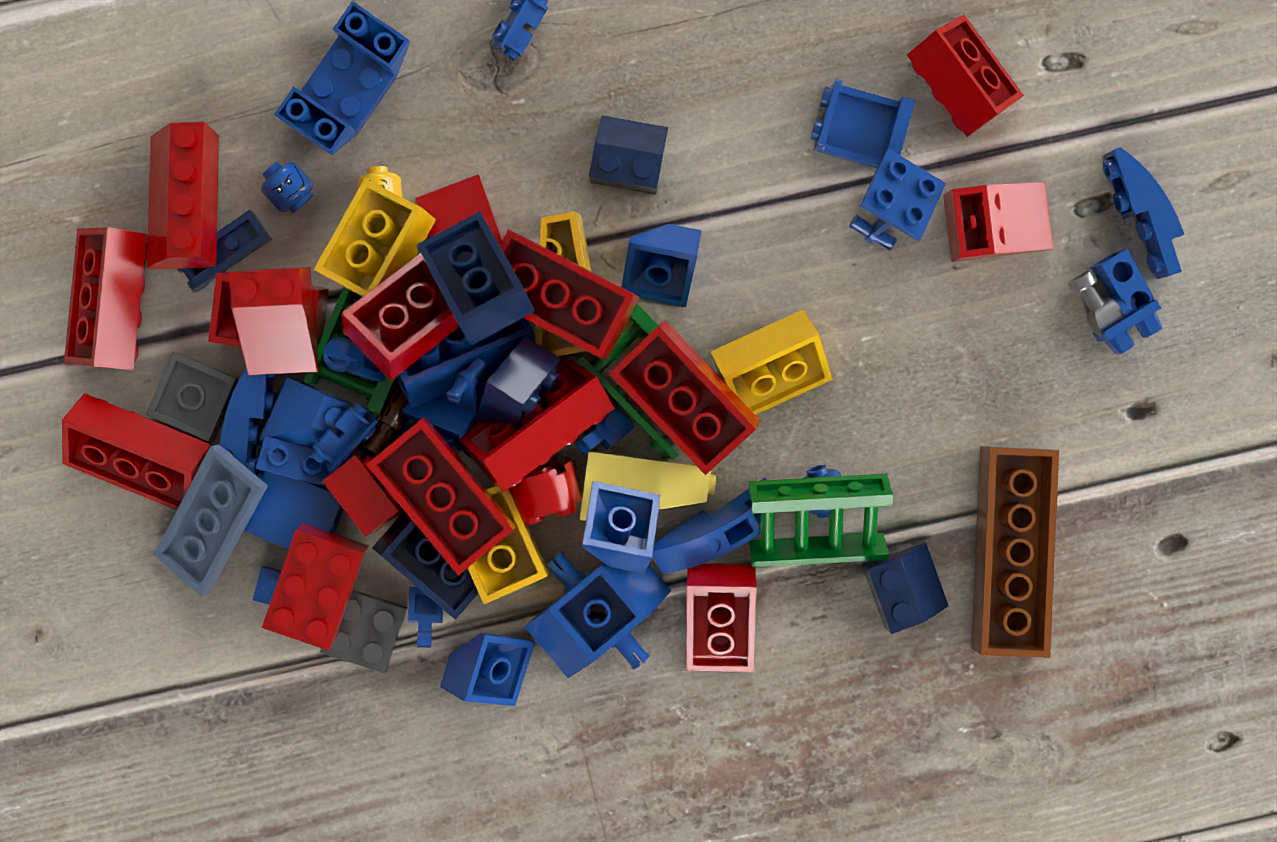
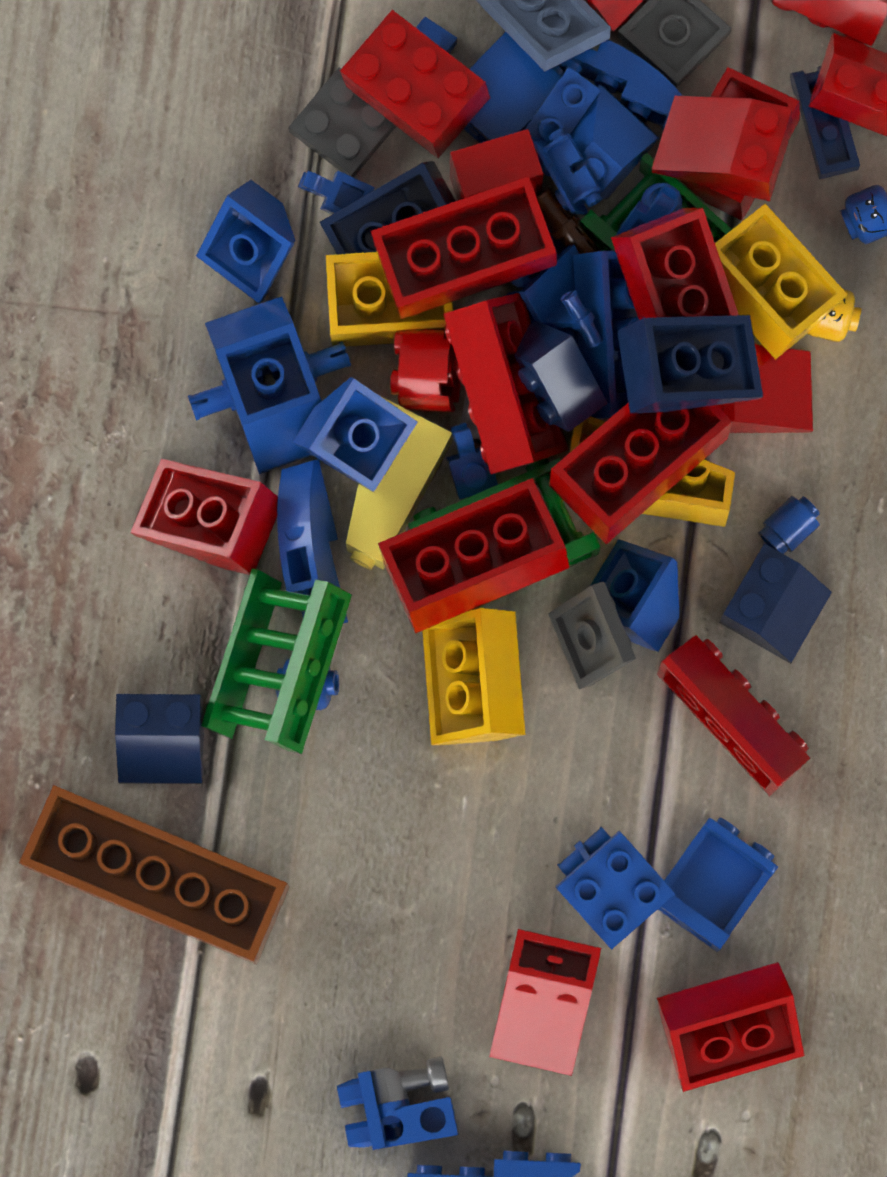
camera: 110 degrees right, 10 degrees down
(562, 164) = (790, 524): none -> blue brick
(709, 284) = (592, 635): none -> dark grey plate
(729, 152) = (733, 714): none -> red slope

